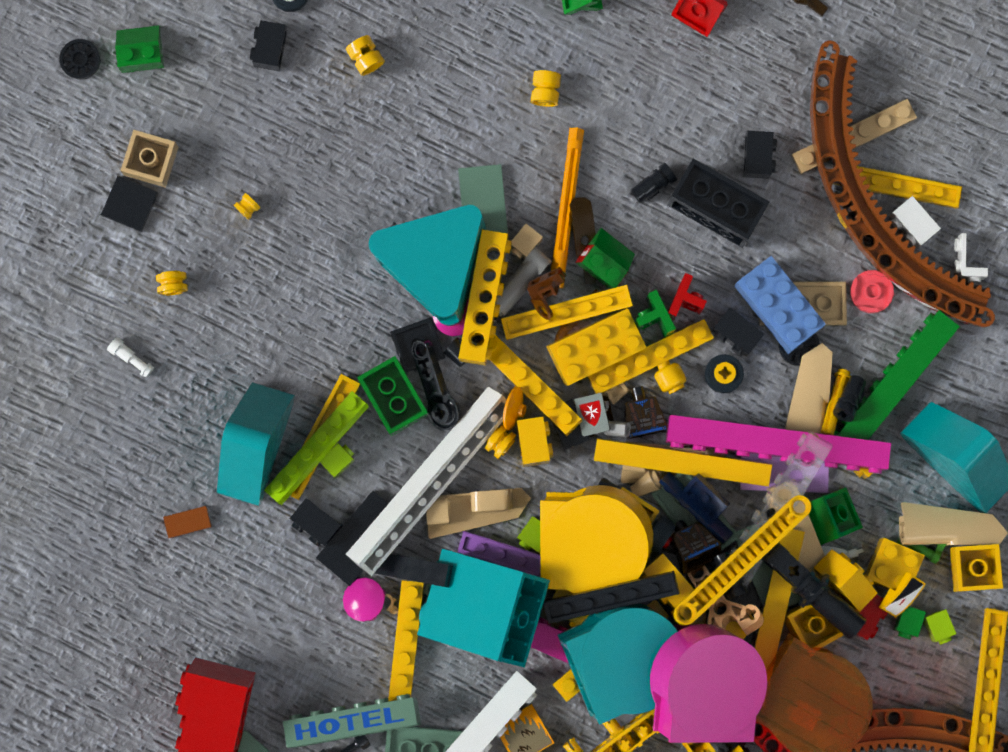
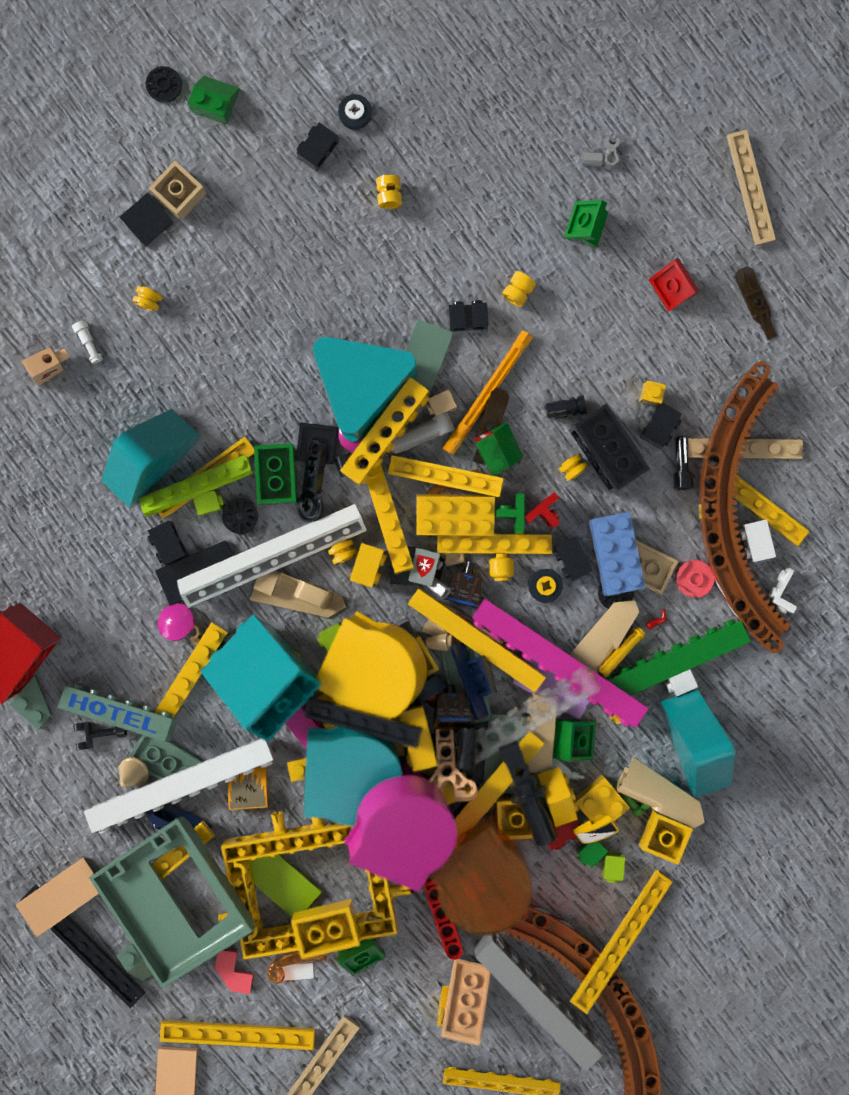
camera: 30 degrees right, 5 degrees up
(96, 409) = (39, 365): none -> light nougat torso
(187, 522) = (69, 493): dark orange tile -> none
(247, 206) = (236, 267): yellow wheel -> none
(375, 458) = (240, 516): none -> black wheel
(416, 570) = (225, 621): black tile -> none
(500, 553) = (298, 639): medium lavender tile -> none
(508, 141) = (468, 317): none -> black brick
(513, 408) = (365, 531): light orange dish -> none
(539, 289) = (437, 447): reddish brown piece -> none
(691, 239) = (573, 467): none -> yellow wheel
(733, 126) = (652, 393): none -> yellow brick
(742, 560) = (482, 744): yellow gear -> none
(806, 194) = (683, 476): none -> black piece
(851, 398) = (636, 655): black axle -> none
(856, 354) = (655, 622): none -> red piece
(911, 403) = (681, 683): none -> white brick

